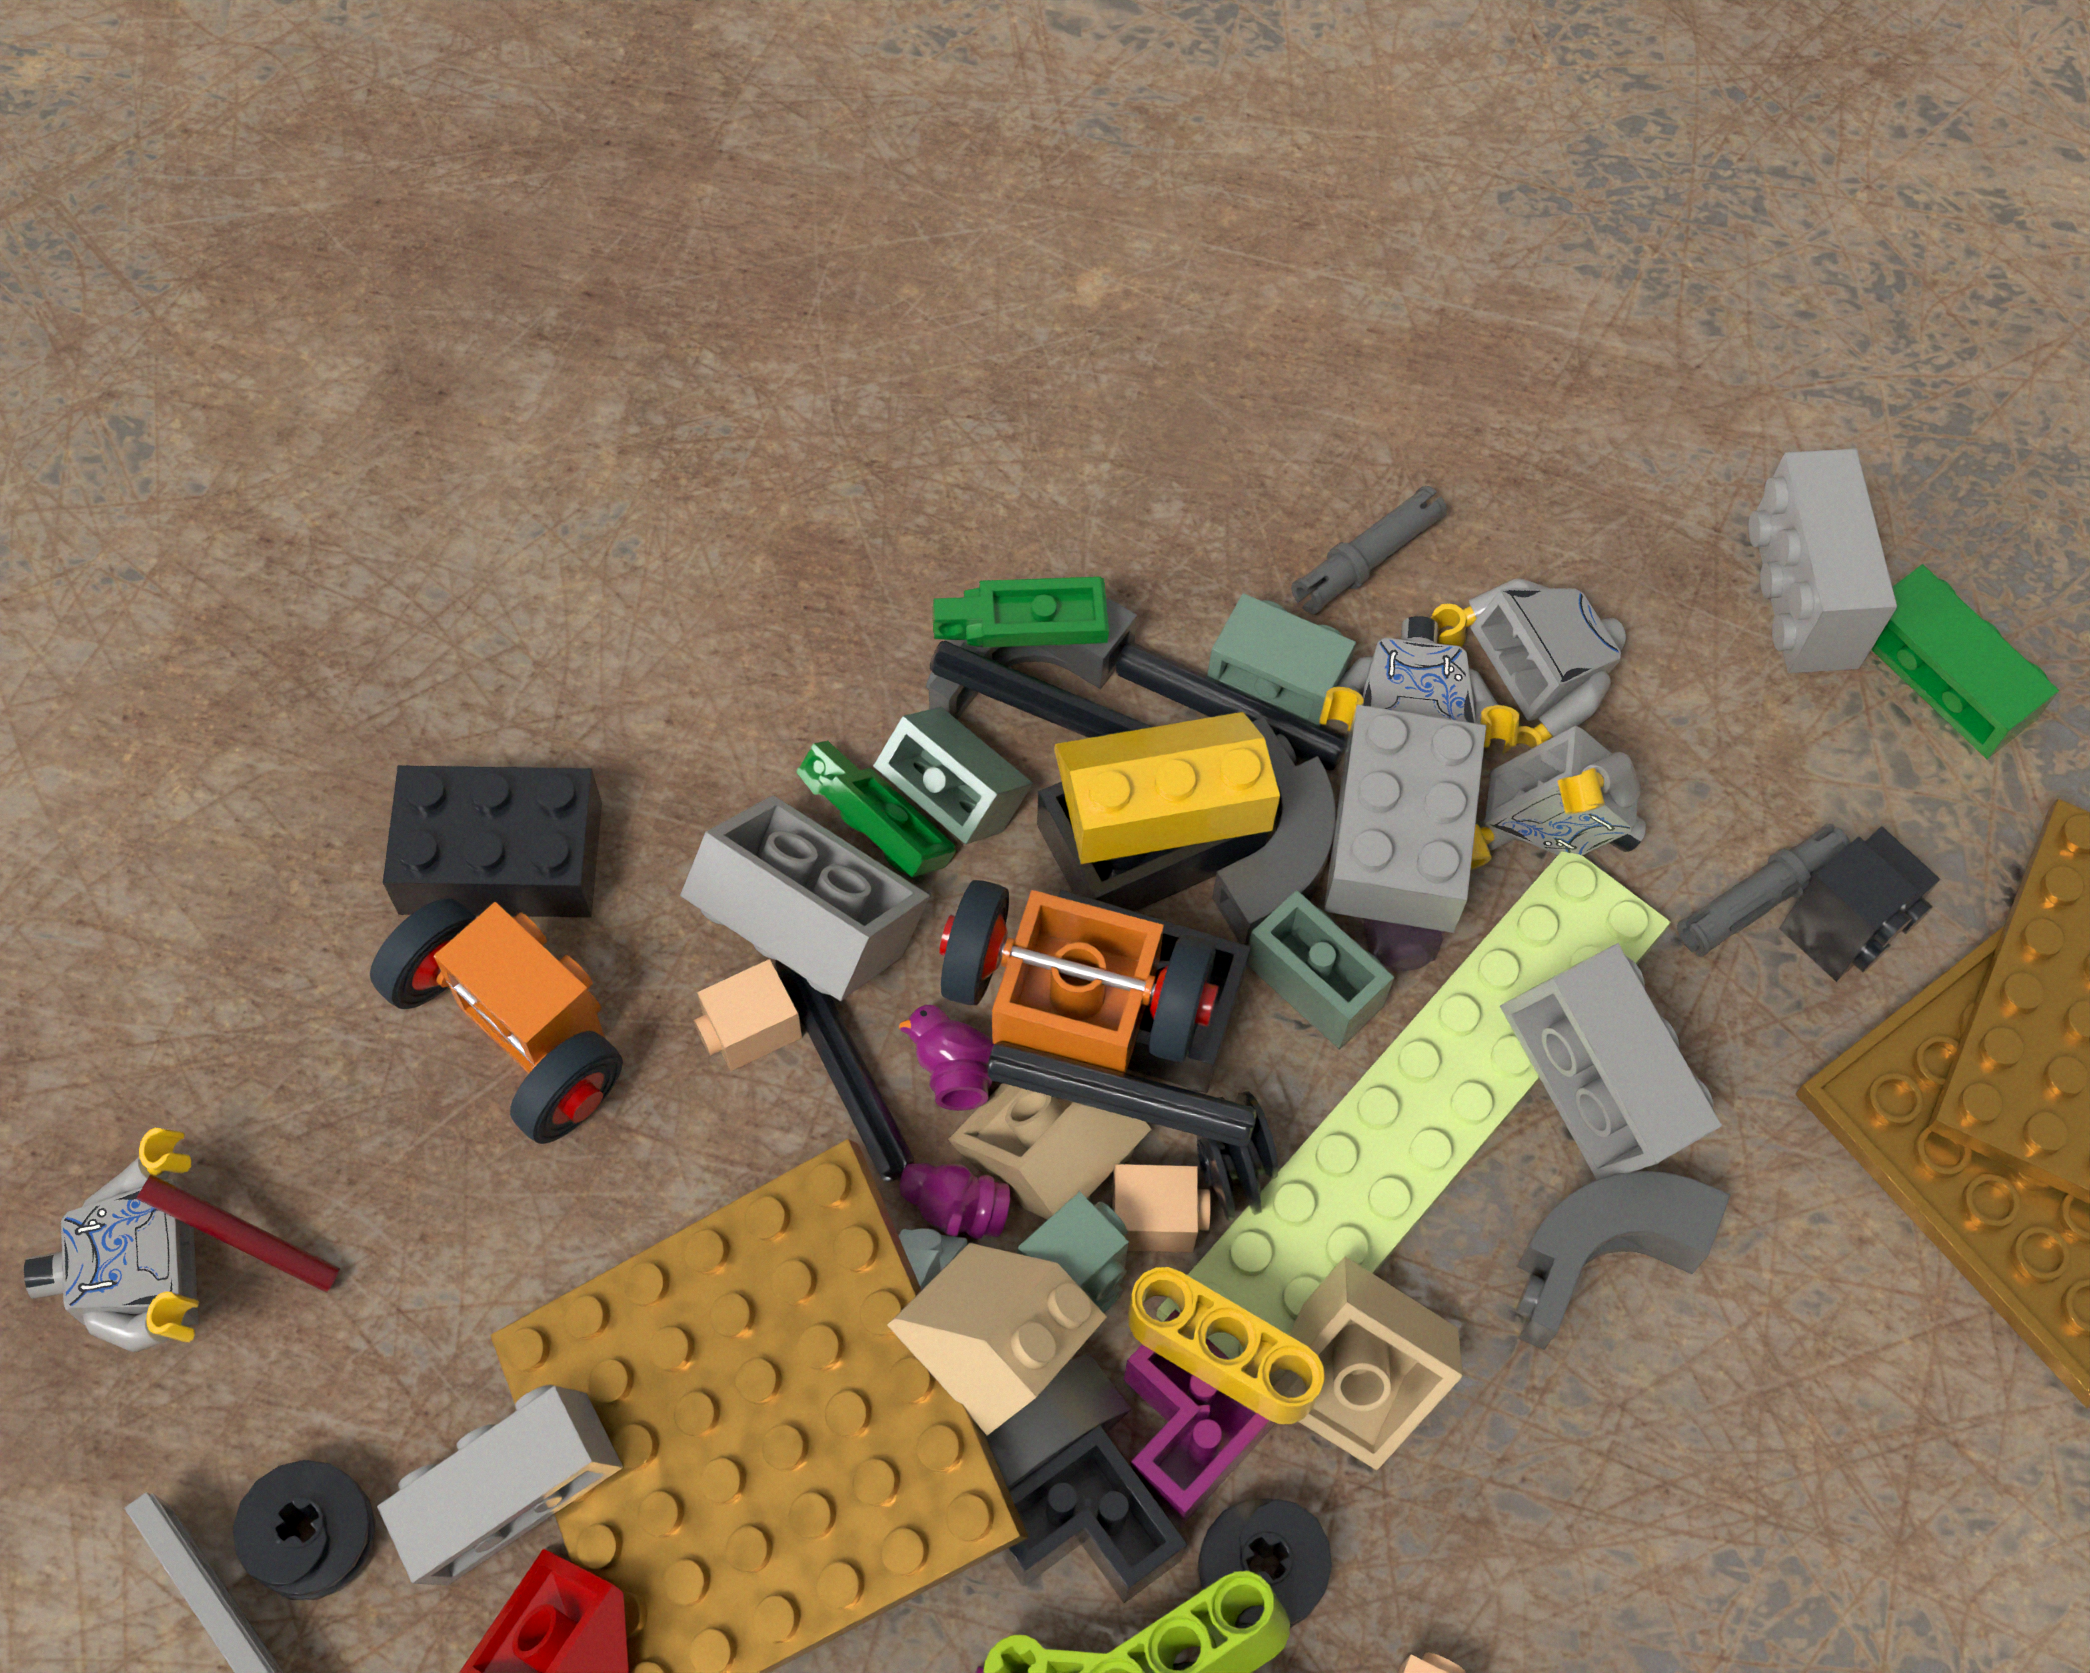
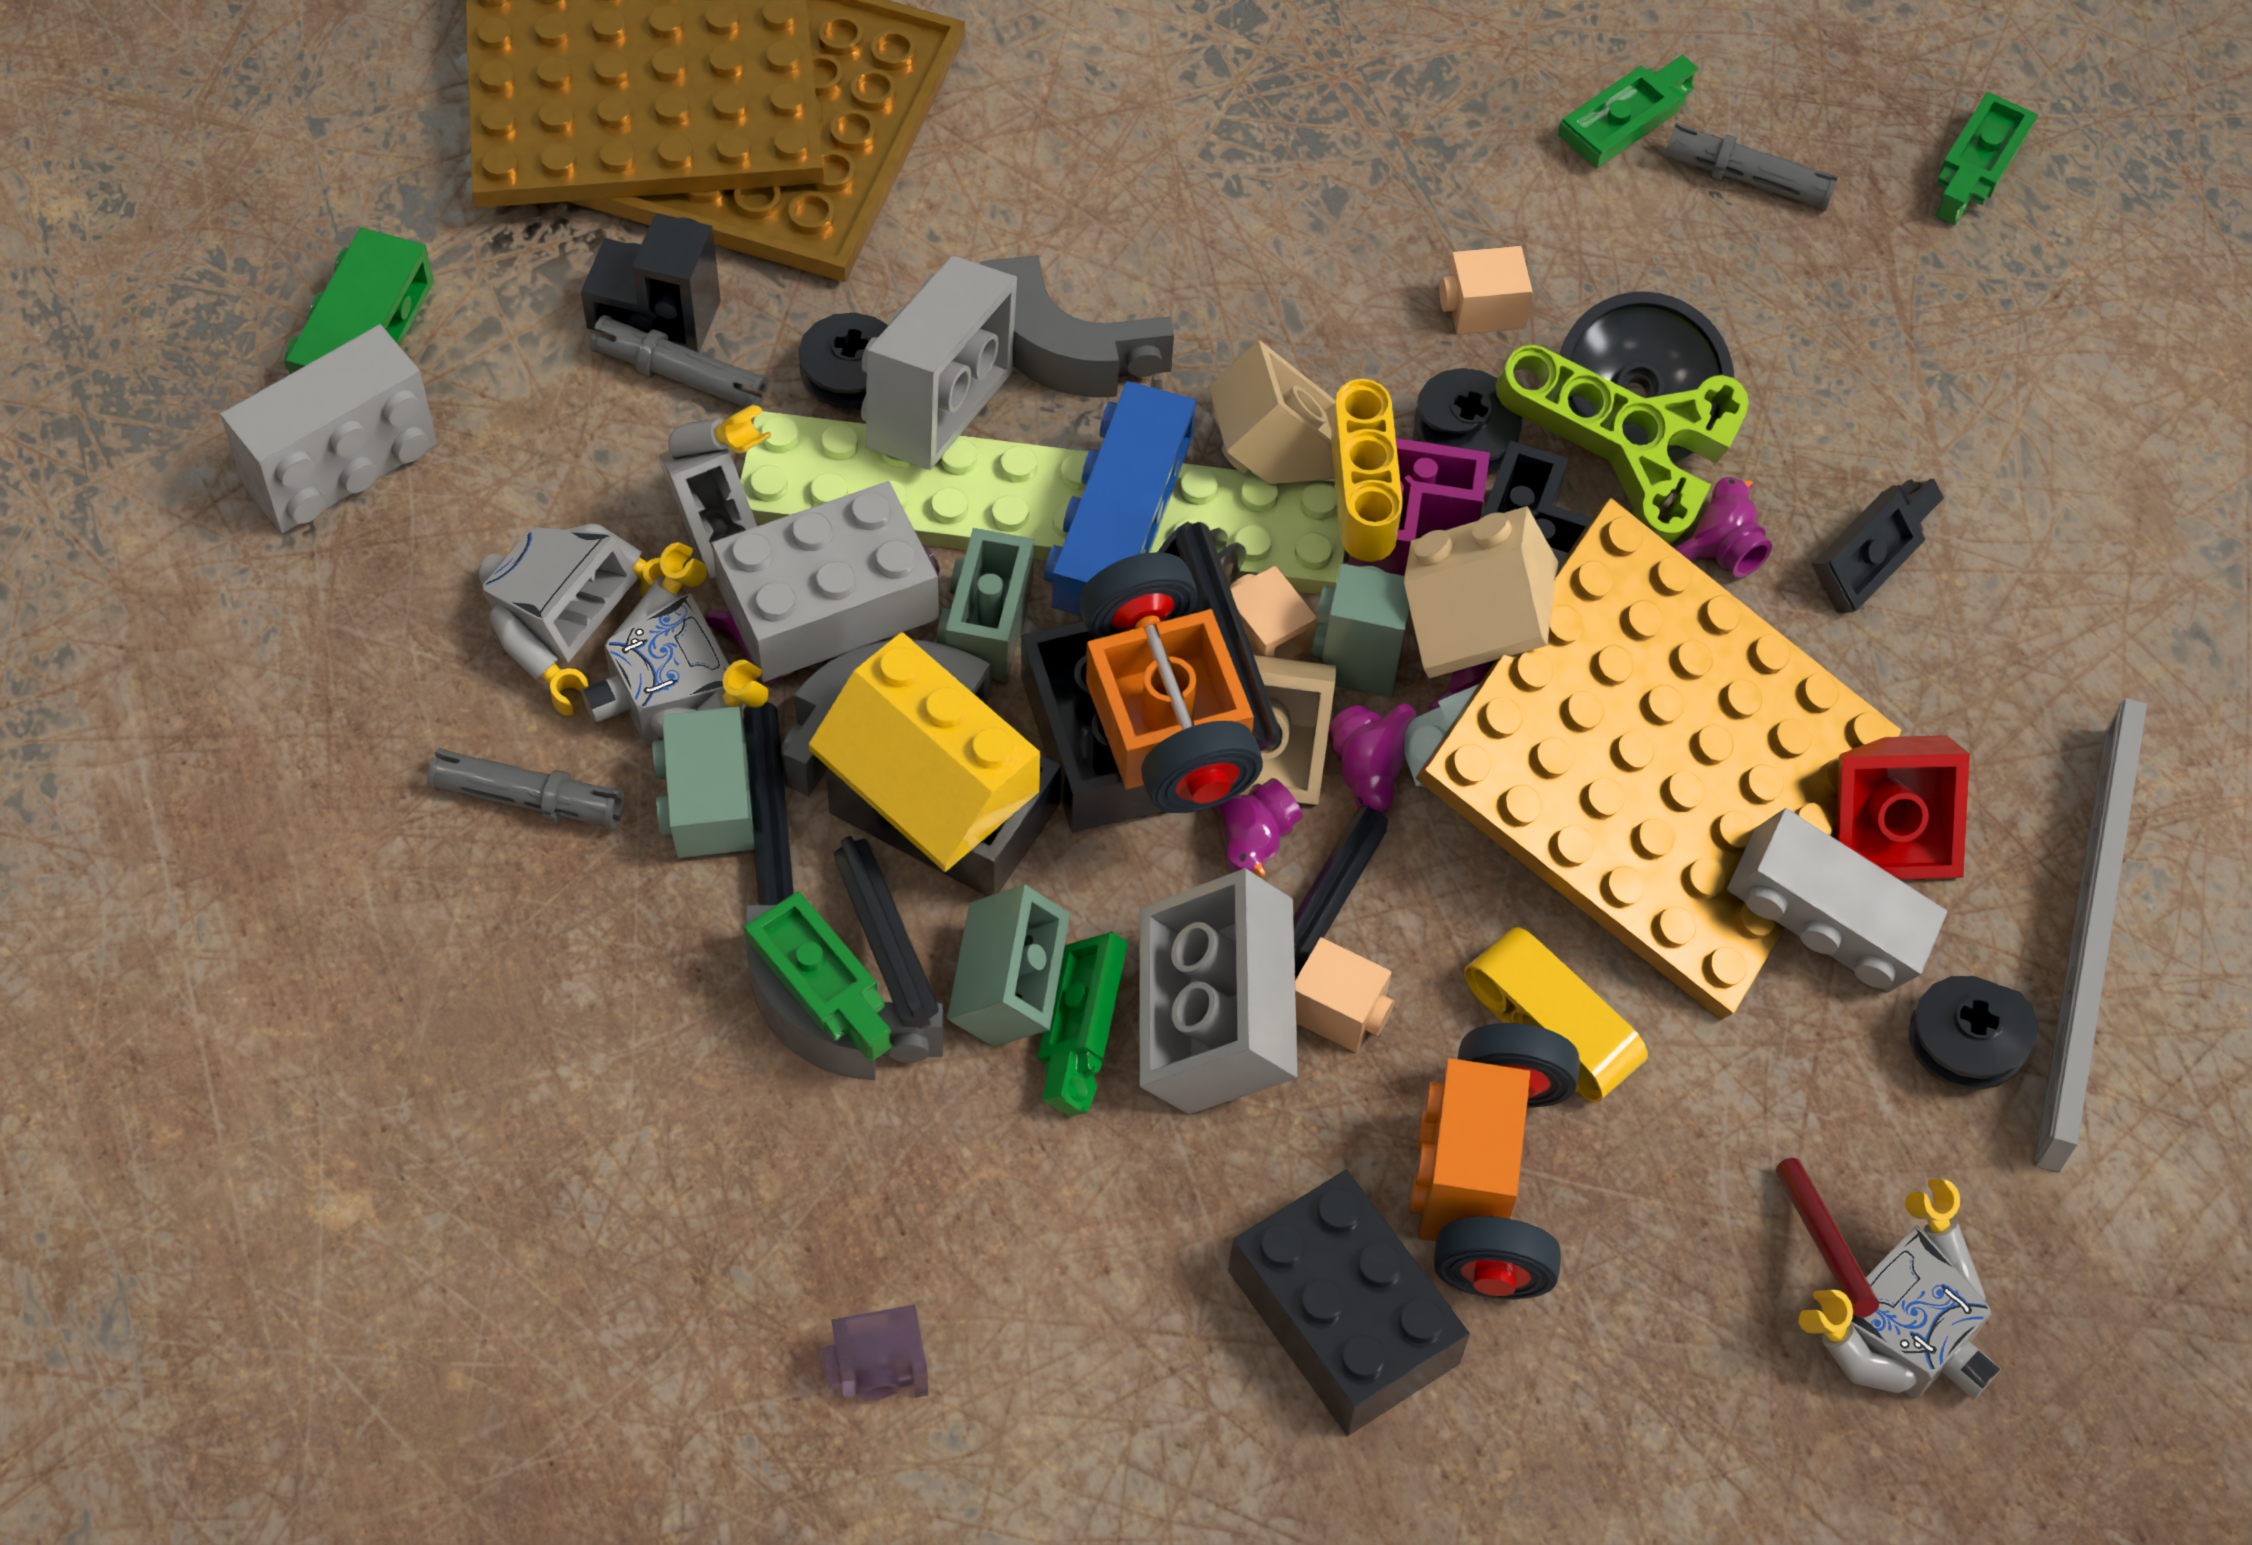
camera: 125 degrees left, 5 degrees down
(602, 1178) = (1532, 987): none -> yellow beam
(711, 520) = (876, 1354): none -> clear purple brick
(1353, 1138) = (1124, 488): none -> blue brick
(1705, 1013) = (833, 358): none -> black piece

